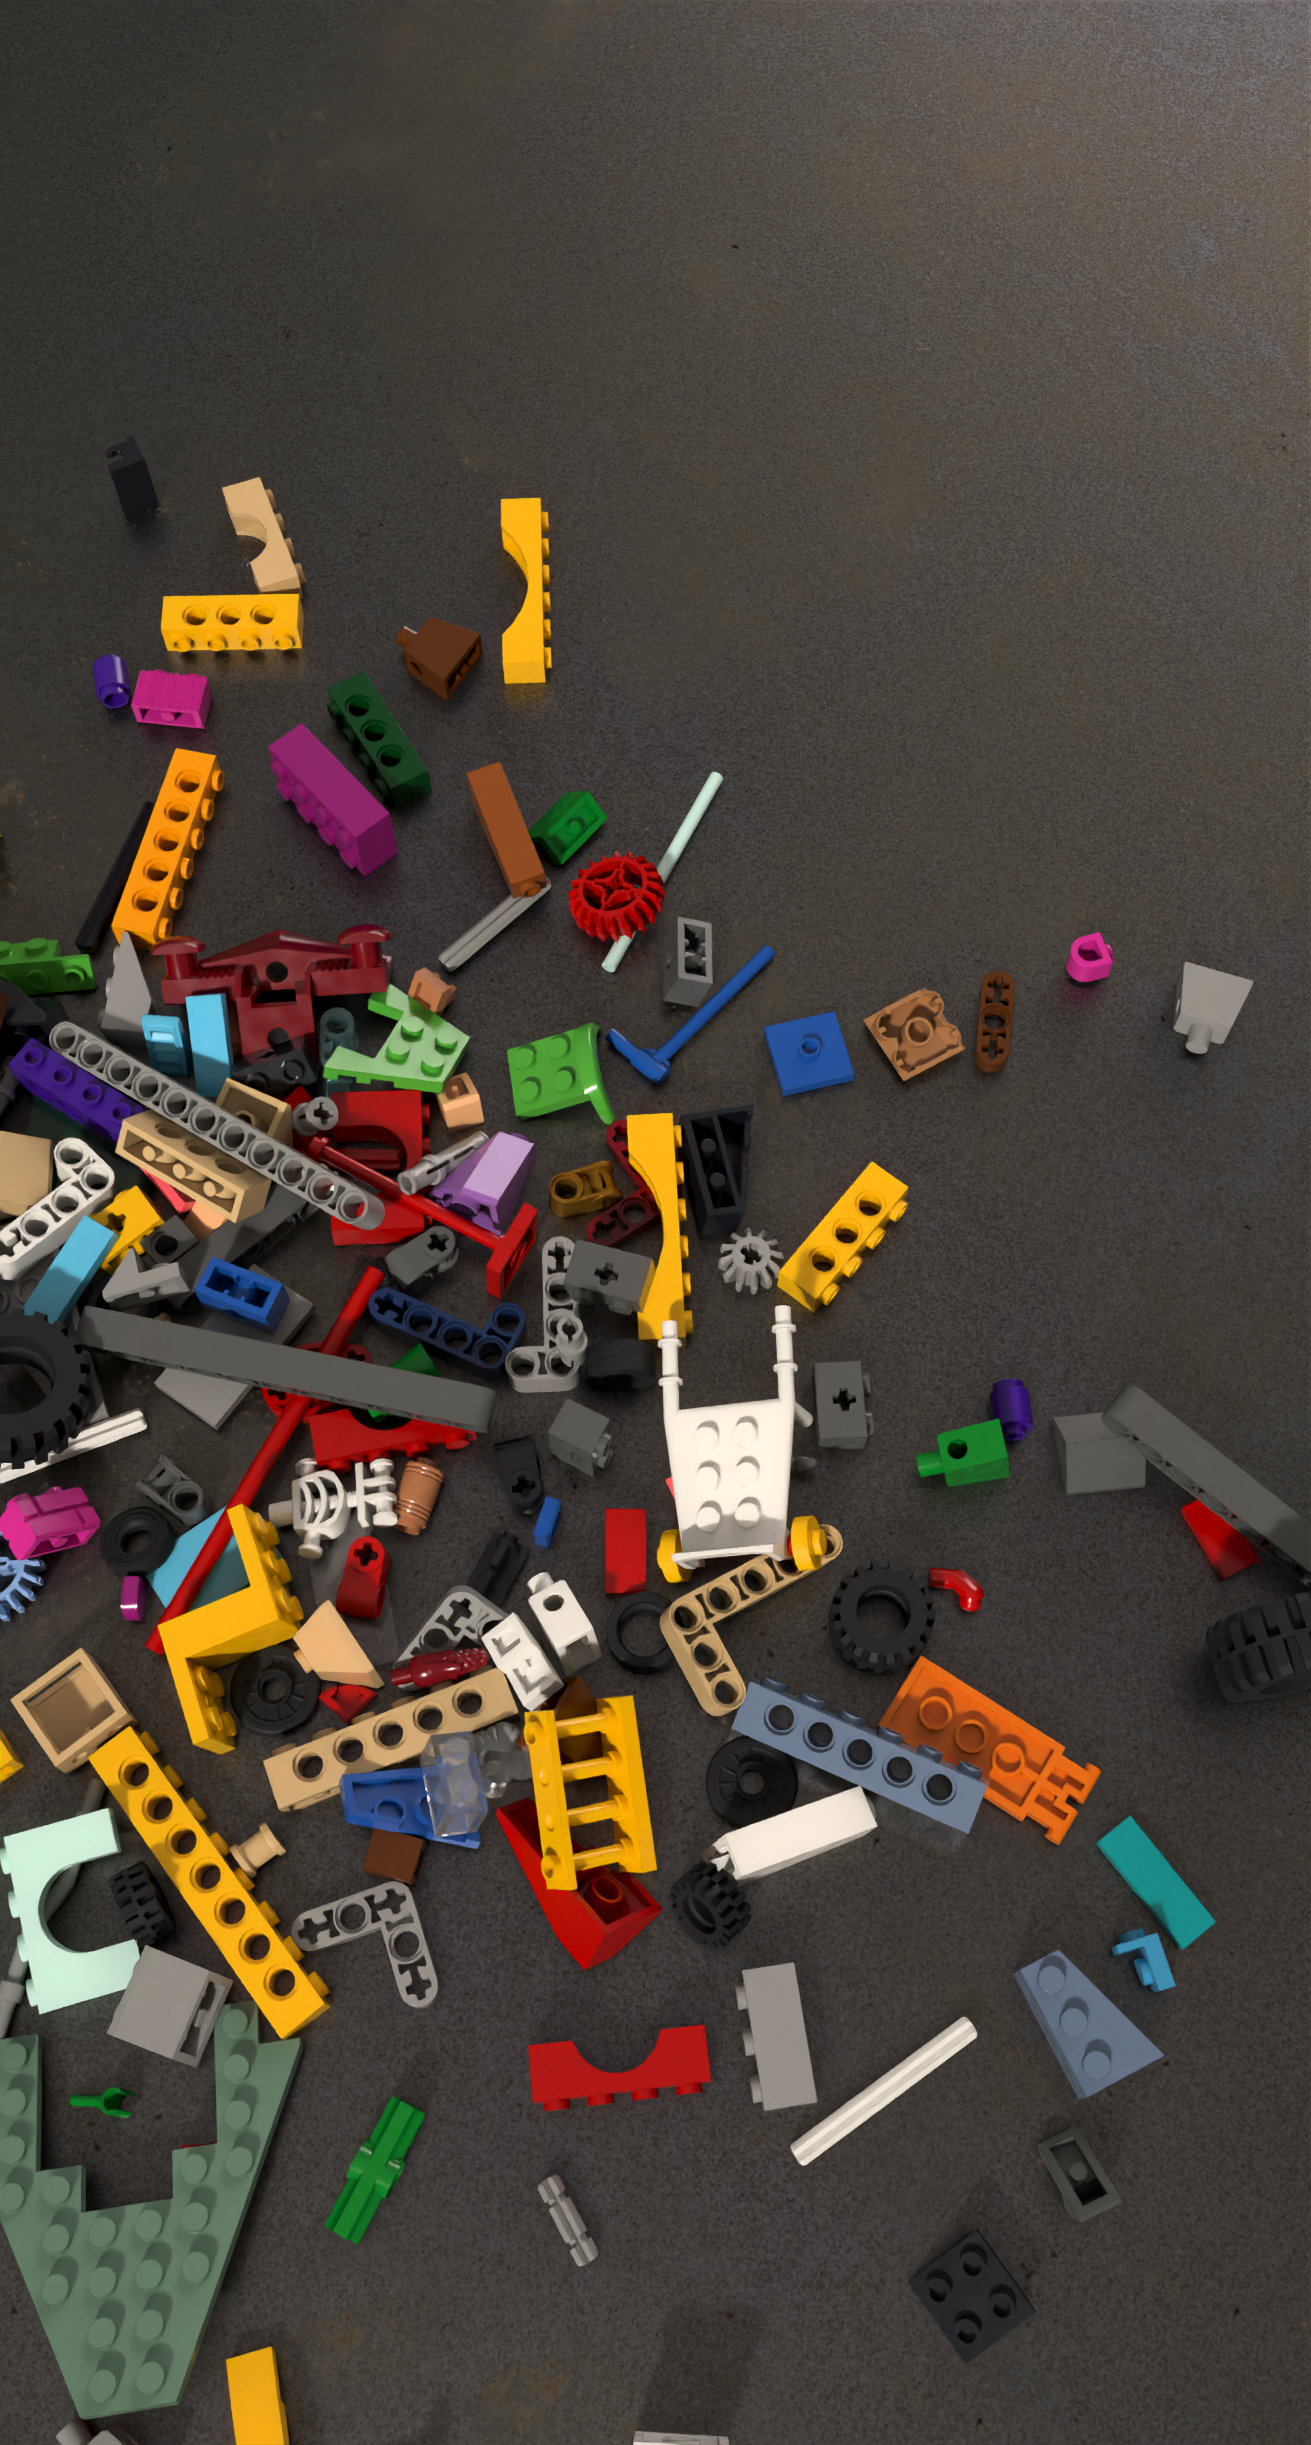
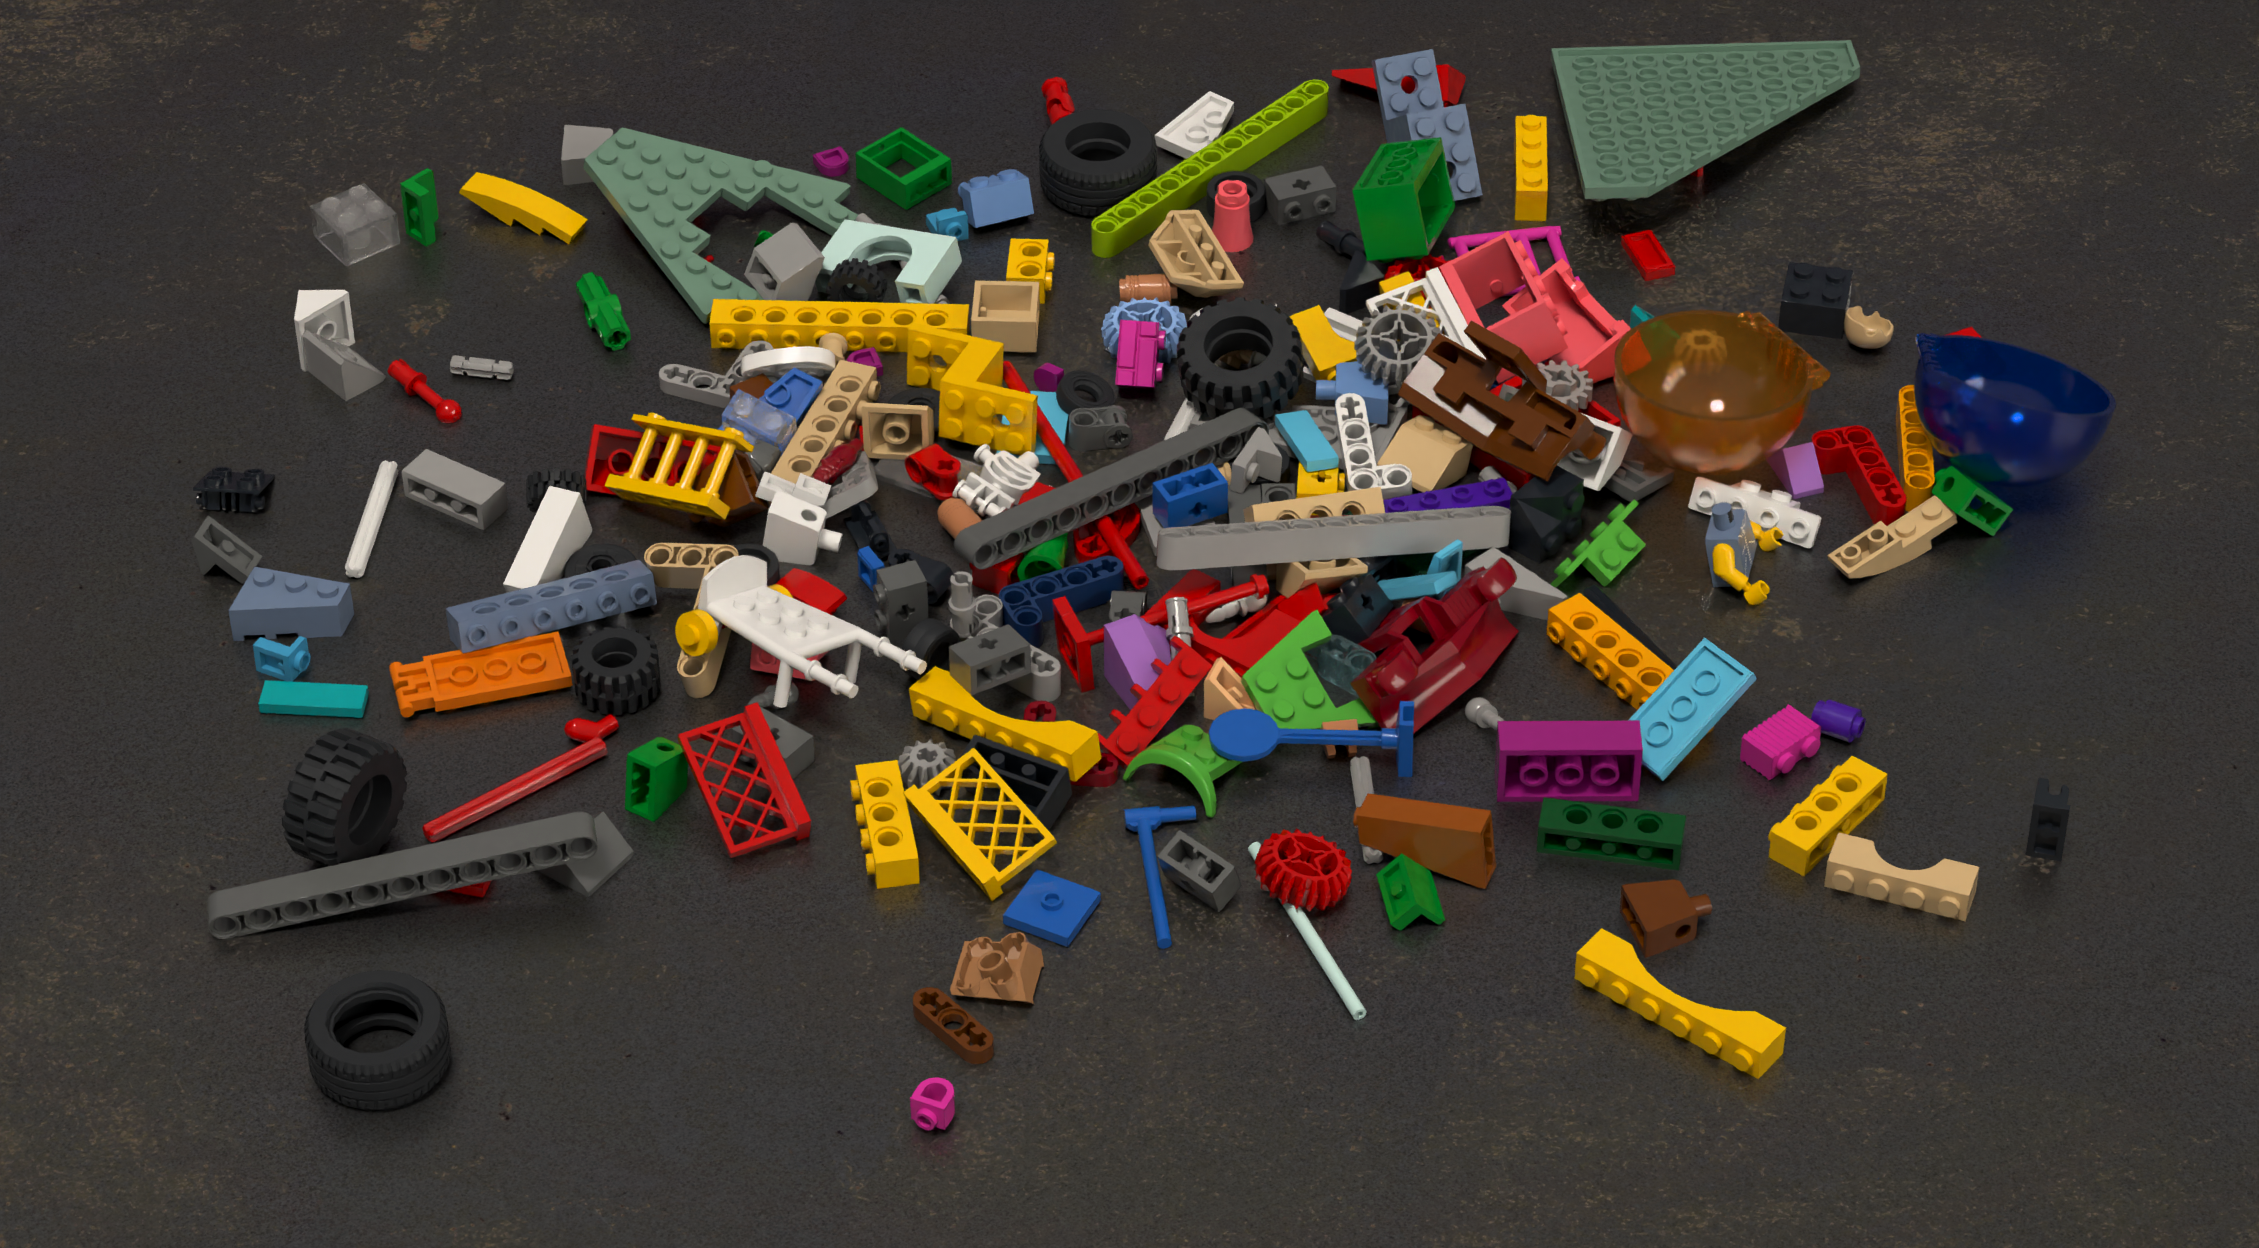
camera: 130 degrees right, 25 degrees down
(204, 754) = (1689, 706): none -> medium azure tile
(239, 1813) = (867, 357): none -> magenta tile
(307, 921) = (1482, 713): none -> light grey bar
(314, 1111) = (1285, 596): light grey bush -> none
(327, 1852) = (777, 362): none -> white piece
(502, 1038) = (1253, 735): none -> blue piece
(532, 1129) = (1155, 704): none -> red hinge
(562, 2073) = (549, 401): red arch -> none
(592, 1188) = (1087, 708): pearl gold piece -> none
(660, 2190) = (415, 383): none -> red pin
(694, 2382) = (339, 366): none -> light grey slope
(817, 1165) = (960, 845): none -> yellow fence
(888, 1358) = (775, 779): none -> red fence
(1012, 1407) = (663, 826): dark purple brick -> none
(1084, 1580) = (514, 790): none -> red axle
(1207, 1005) = (815, 1147): light grey torso -> none

